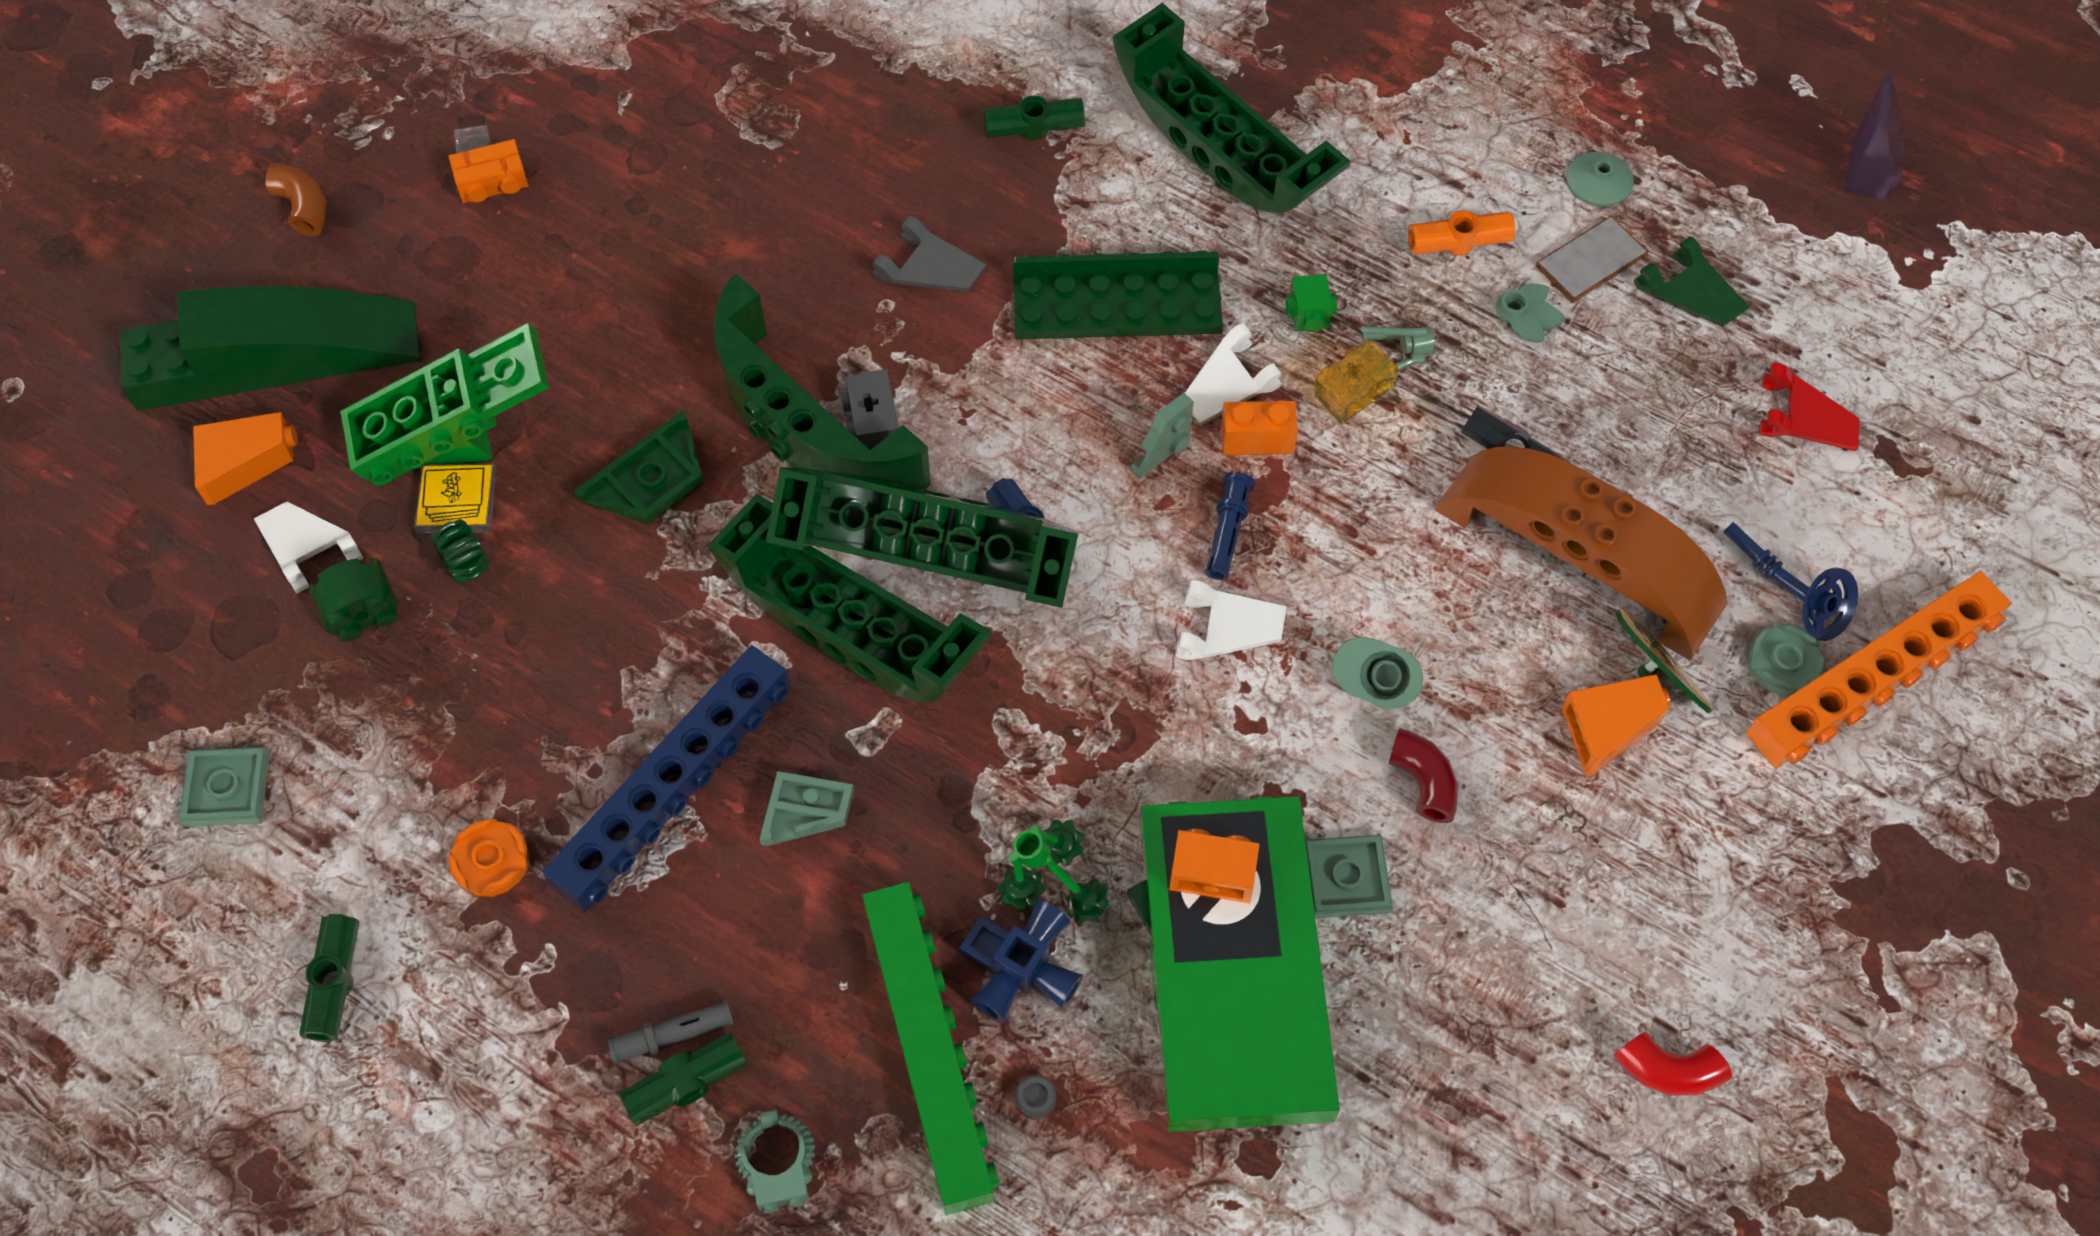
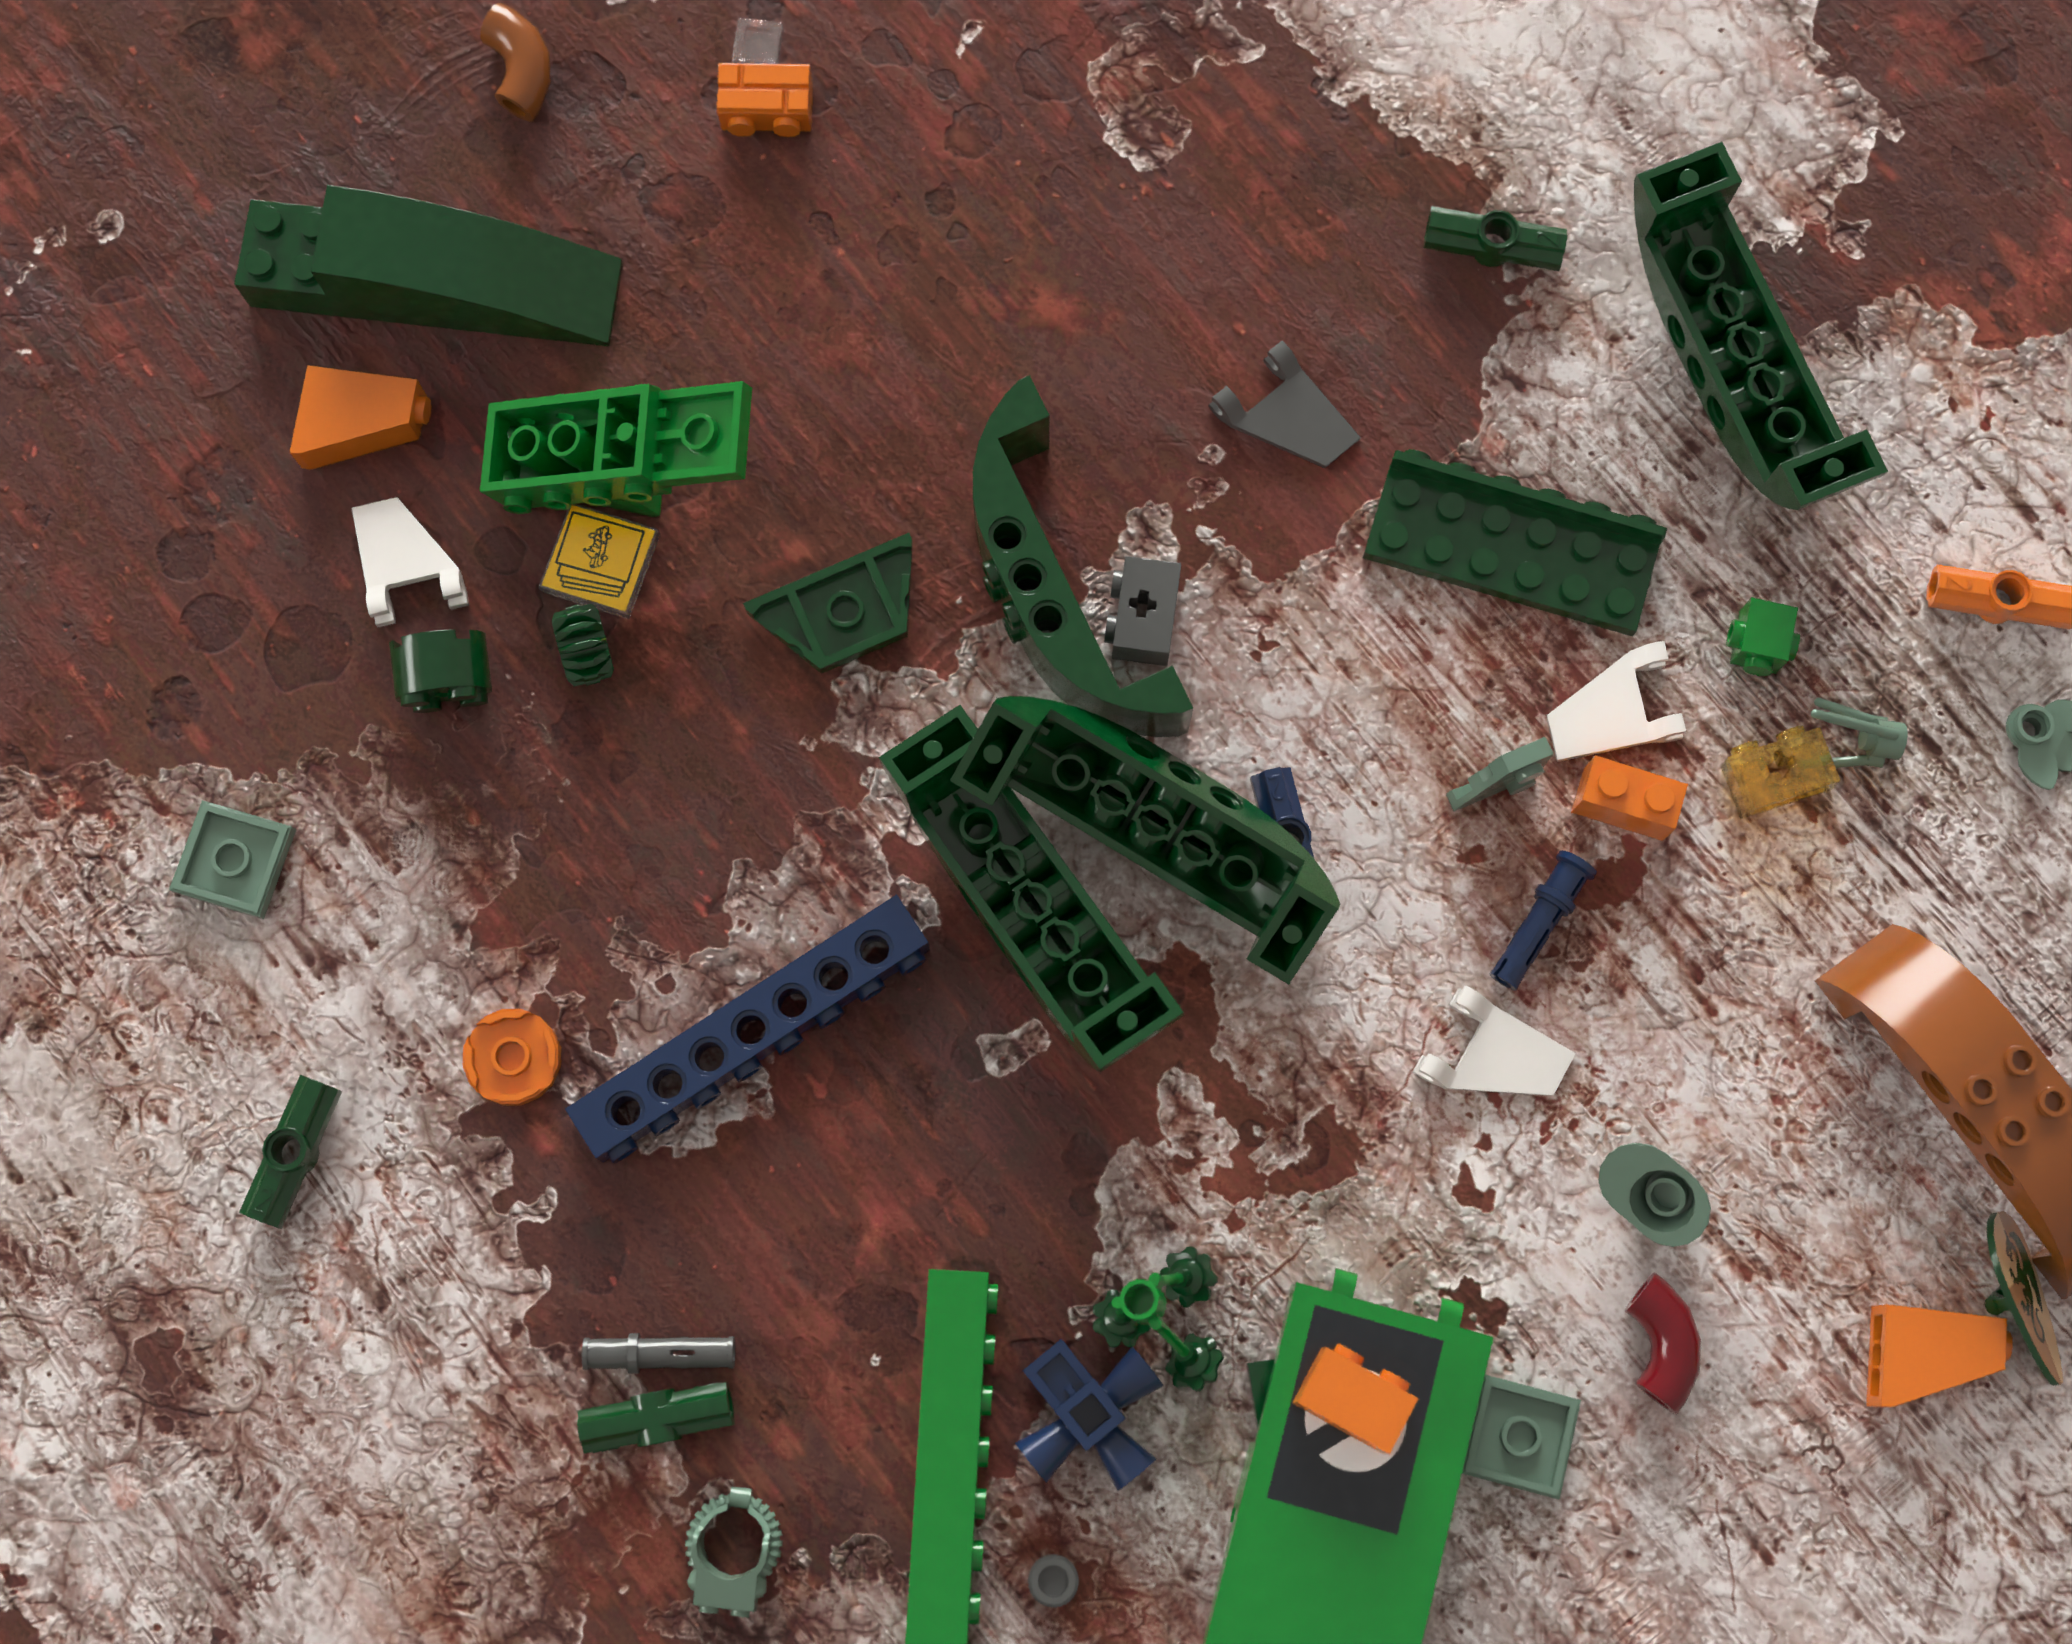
camera: 20 degrees right, 15 degrees up
(804, 807) = (897, 1123): sand green wing -> none
(1494, 432) = (1934, 911): black piece -> none

